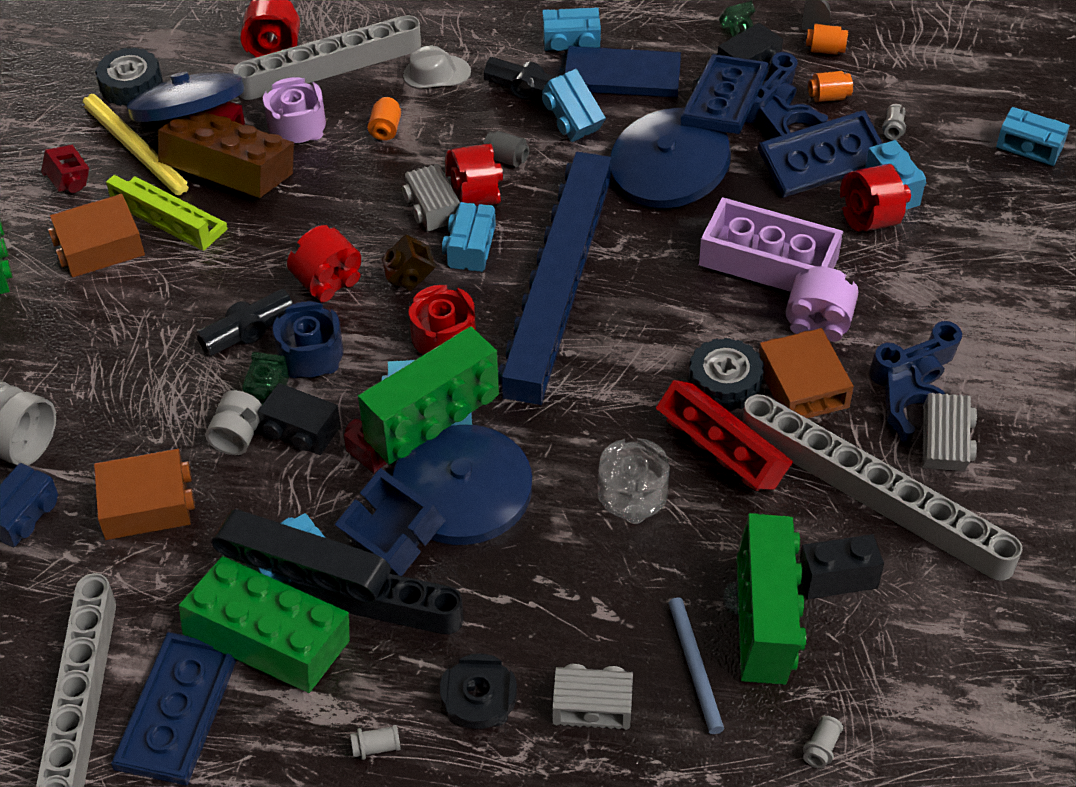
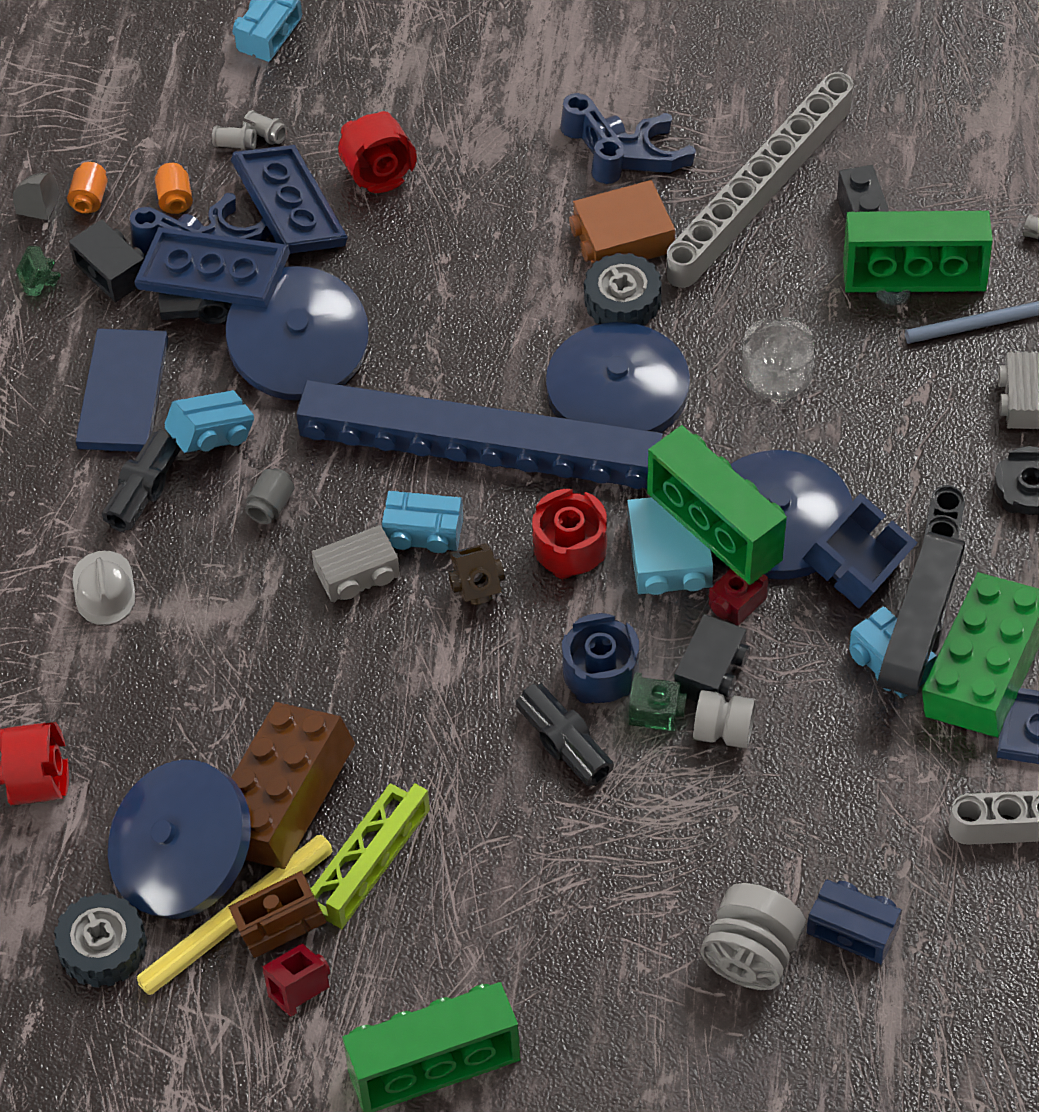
camera: 90 degrees left, 5 degrees up
(95, 235) = (420, 919): dark orange brick -> none
(113, 150) = (277, 914): none -> reddish brown brick
(143, 494) = (827, 798): dark orange brick -> none
(295, 110) = (199, 718): lavender brick -> none
(325, 262) = (482, 650): red brick -> none
(331, 55) = (77, 685): light grey beam -> none
(384, 119) = (209, 625): orange brick -> none
(474, 174) = (333, 509): red brick -> none
(571, 28) = (46, 437): dark azure brick -> none
(619, 371) = (619, 377): none -> dark blue dish
(724, 436) = (715, 287): red brick -> none
(766, 244) = (450, 243): lavender brick -> none
(822, 301) = (537, 201): lavender brick -> none
(910, 137) = (272, 130): none -> light grey pin
(910, 175) = (319, 137): dark azure brick -> none
(948, 432) = (699, 118): light grey brick -> none

